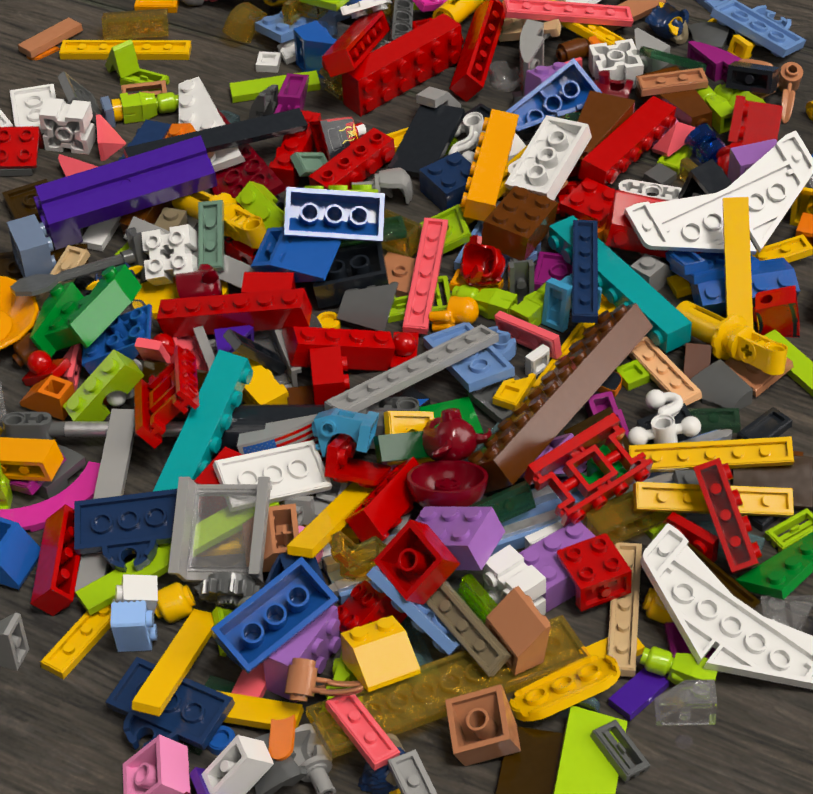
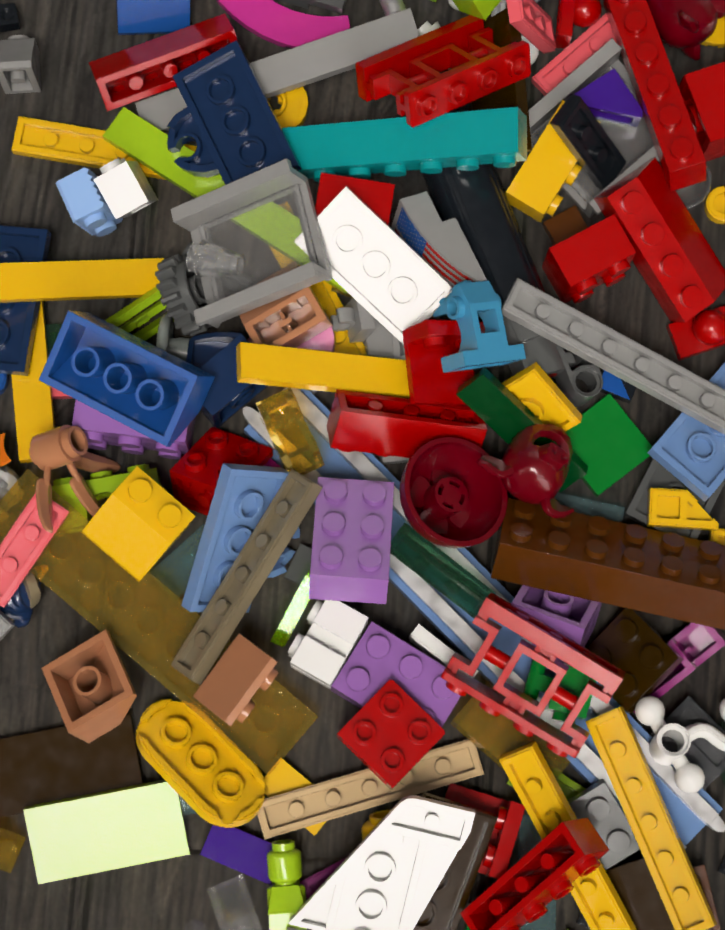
camera: 60 degrees right, 35 degrees up
(174, 602) = (158, 232): yellow head -> none
(219, 555) = (213, 260): none -> clear cone
(416, 562) = (264, 519): red brick -> none
(615, 751) = (153, 835): dark grey tile -> none

